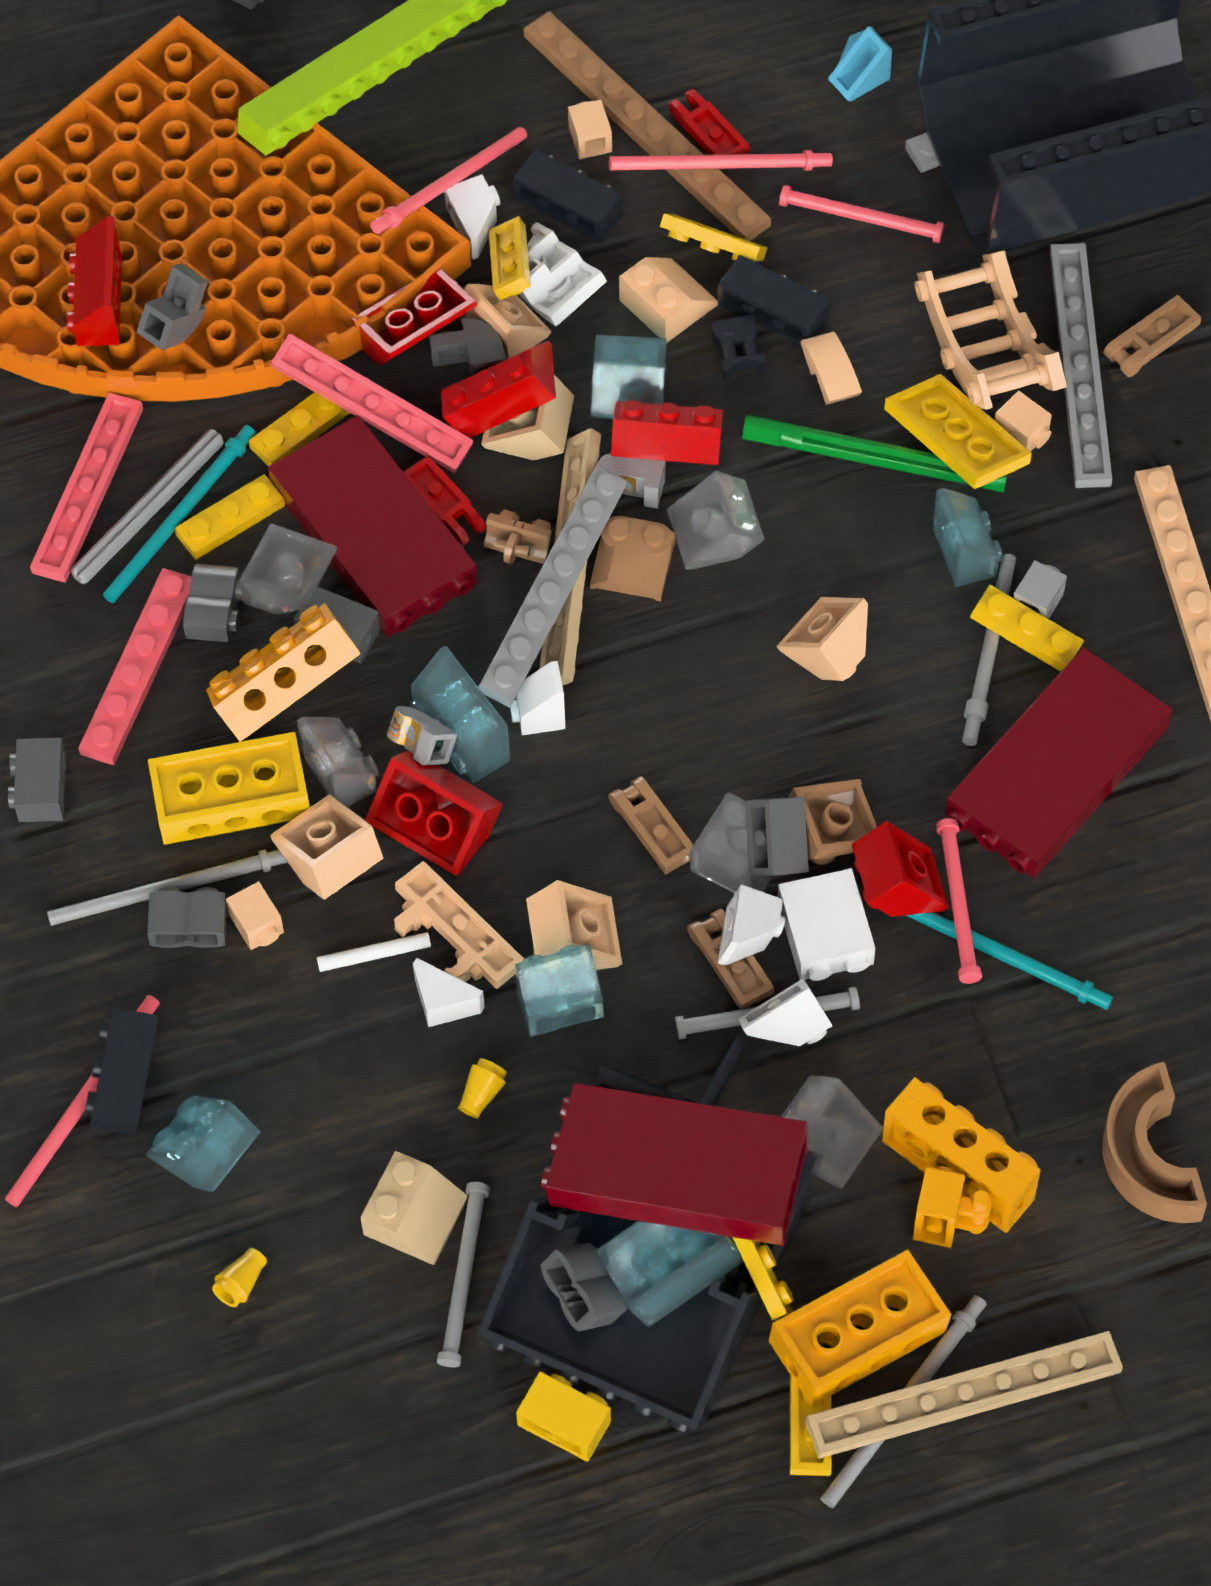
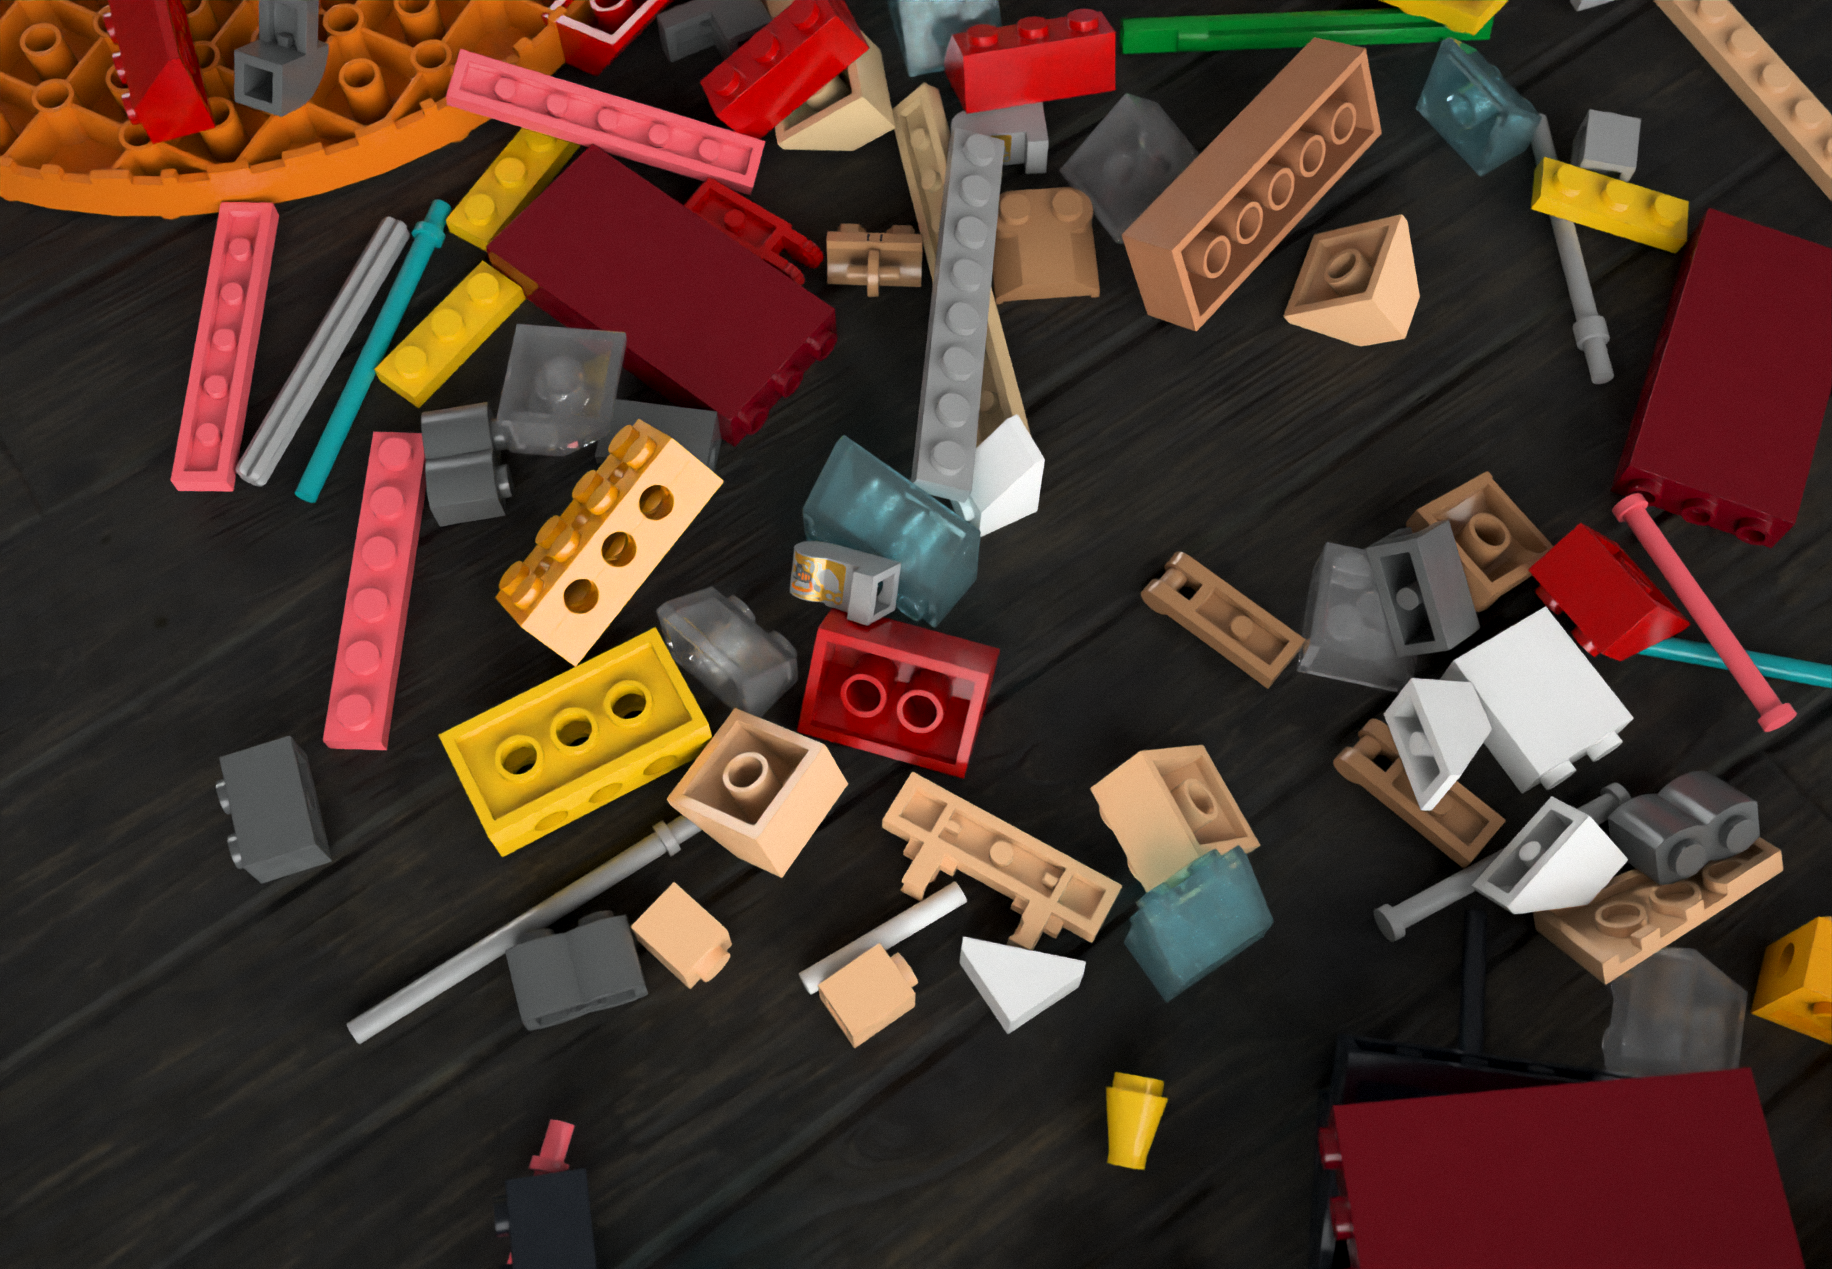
camera: 20 degrees left, 5 degrees up
(352, 977) = (869, 993): none -> light nougat brick
(782, 552) = (1253, 183): none -> nougat brick
(847, 1056) = (1640, 917): none -> light nougat wing
(871, 1020) = (1684, 826): none -> dark grey brick

